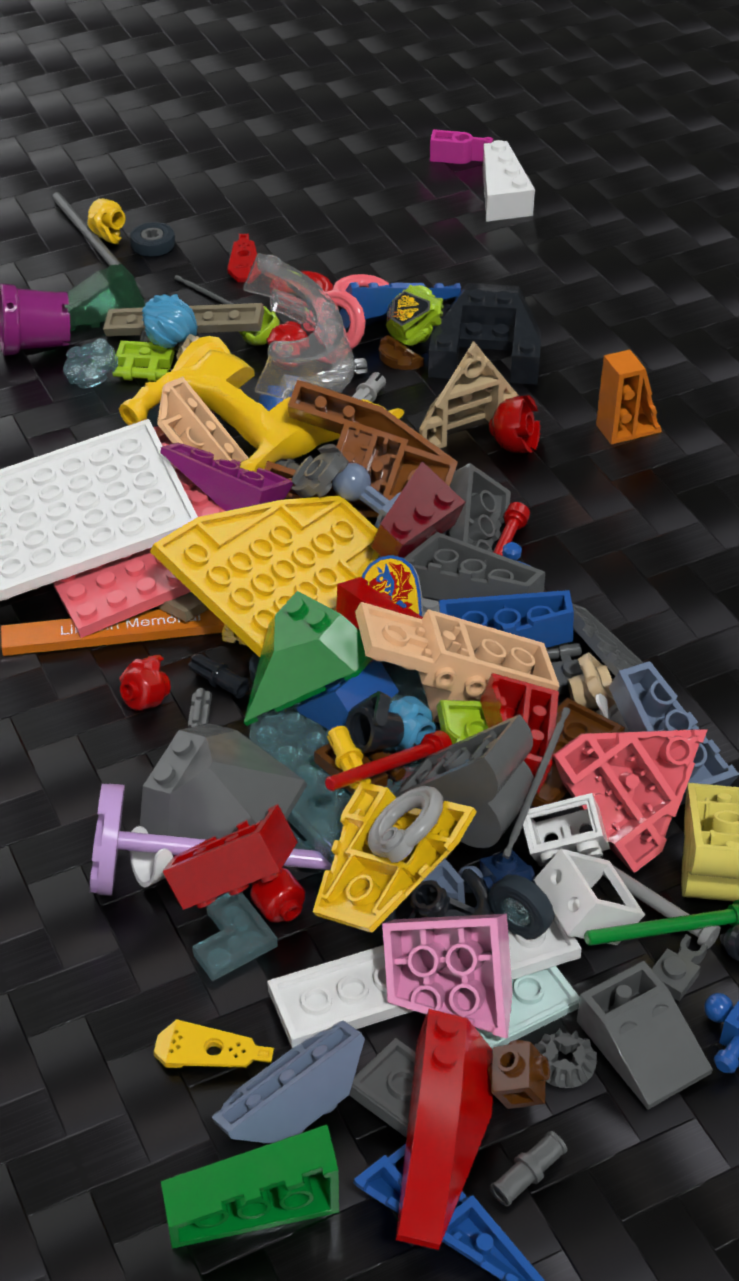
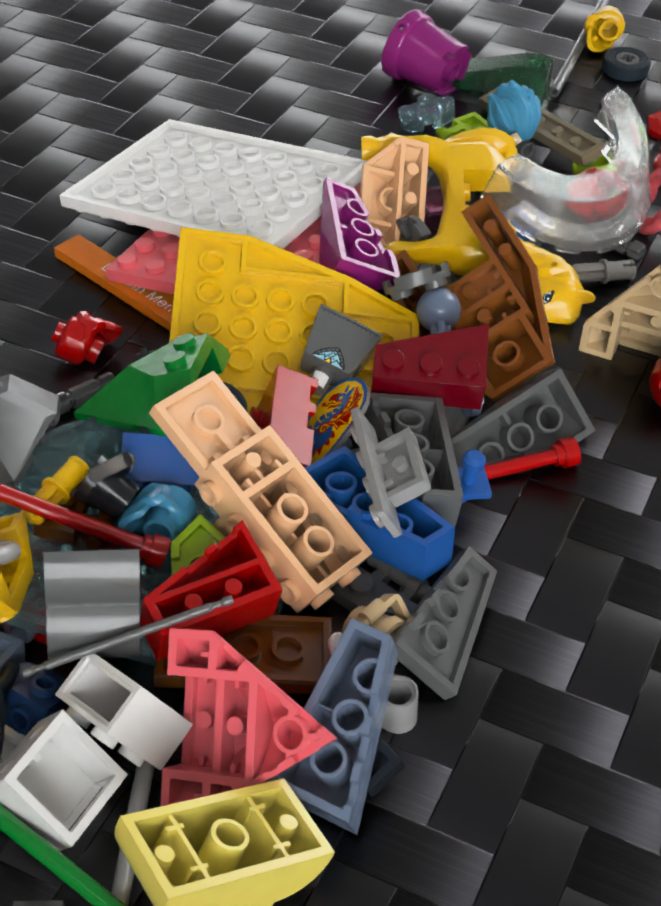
camera: 50 degrees right, 0 degrees up
(240, 445) = (412, 228): none -> dark grey tile
(336, 550) = (337, 348): none -> dark grey torso
(500, 582) = (392, 470): none -> light grey bracket

